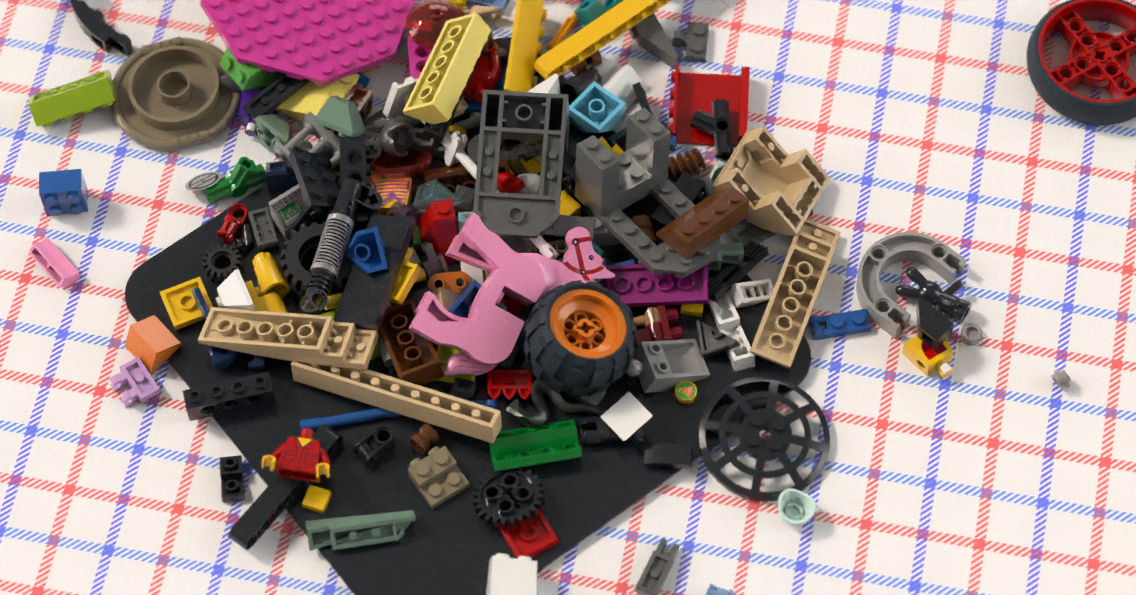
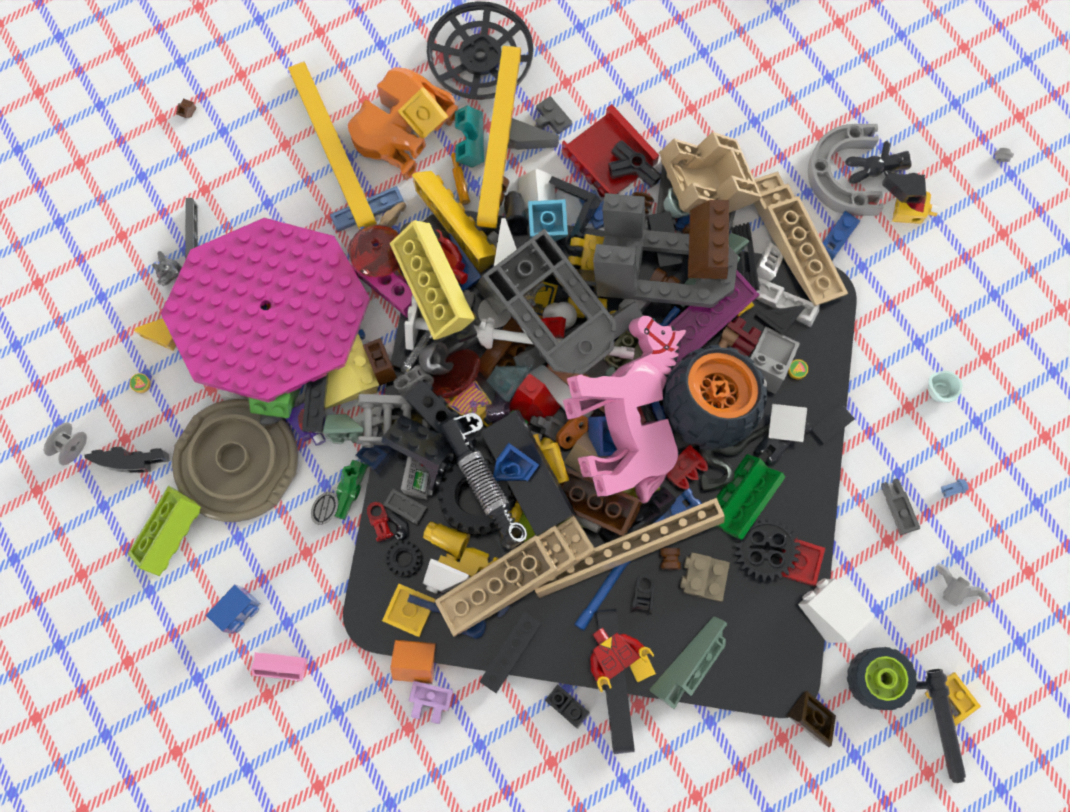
camera: 45 degrees left, 15 degrees up
(341, 116) = (388, 380): sand green slope -> none
(761, 448) = (868, 363): black dish -> none
(971, 334) = (922, 169): light grey tile -> none

